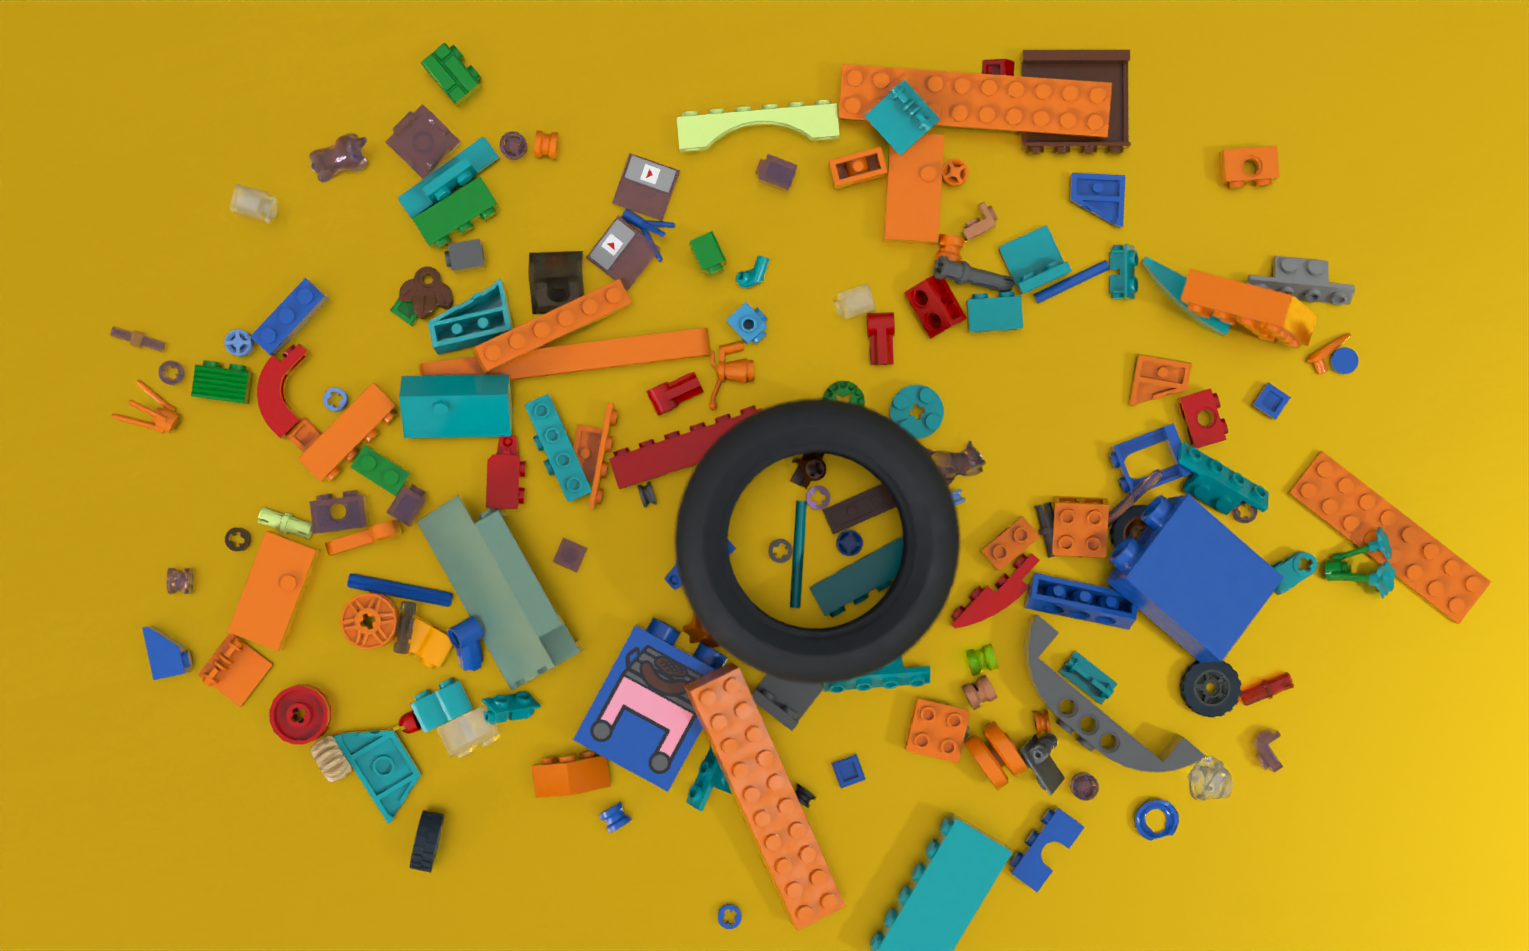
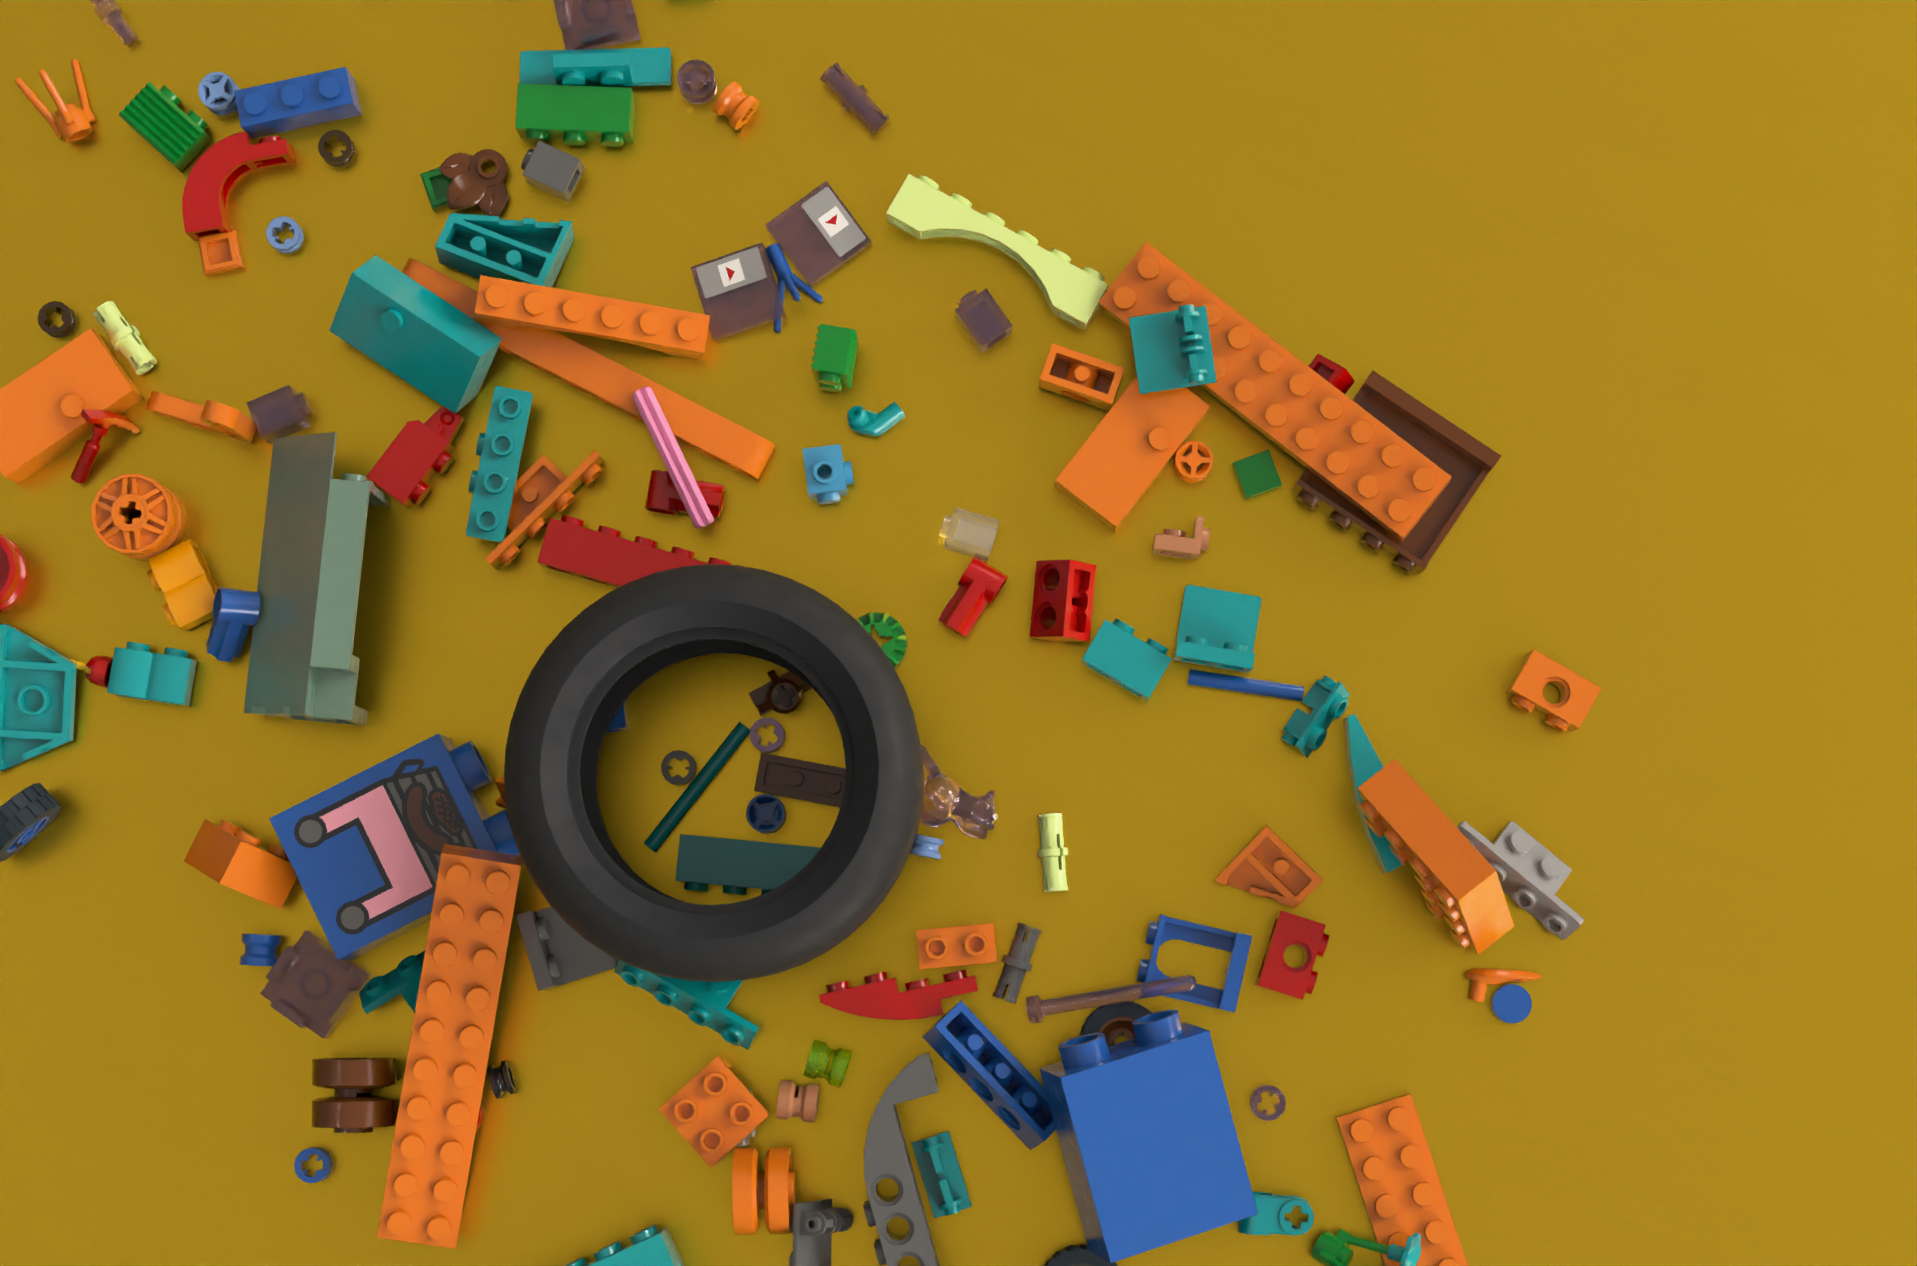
camera: 40 degrees right, 5 degrees down
(168, 380) = (125, 86): bush -> none
(311, 583) = (102, 421): none -> red piece
(324, 519) = (172, 360): brick -> none
(330, 320) = (325, 142): none -> dark brown bush
(348, 432) = (270, 283): orange brick -> none
(381, 470) = (277, 350): green brick -> none
(400, 590) = (201, 507): blue axle -> none
(405, 627) = (171, 551): clear smoke axle -> none
(467, 732) = (162, 727): clear brick -> none
(517, 705) = (241, 737): teal hinge -> none
(555, 279) = (637, 266): clear smoke slope -> none
(570, 555) = (428, 602): plate -> none
(612, 92) = (854, 98): none -> pin
(647, 494) = (567, 592): dark grey bush -> none
(655, 375) = (673, 457): none -> bright pink axle
(658, 816) = (313, 985): none -> panel
(721, 854) = (352, 1106): none -> reddish brown wheel
(738, 370) = (777, 521): orange piece -> none
(848, 771) = (576, 1088): blue tile -> none
(925, 398) = (943, 691): teal brick -> none
(950, 247) = (1123, 551): orange wheel -> none
(963, 273) = (1121, 583): dark grey pin -> none
(995, 155) = (1257, 474): none -> green tile
(1027, 453) = (1052, 852): none -> yellowish green pin
(1042, 722) = (848, 1189): orange bush -> none
(1080, 526) = (1054, 983): orange bracket -> none
(1100, 195) = (1349, 605): blue wing -> none
(1218, 484) = (1256, 1046): teal bracket -> none
(1271, 401) = (1389, 991): blue plate -> none

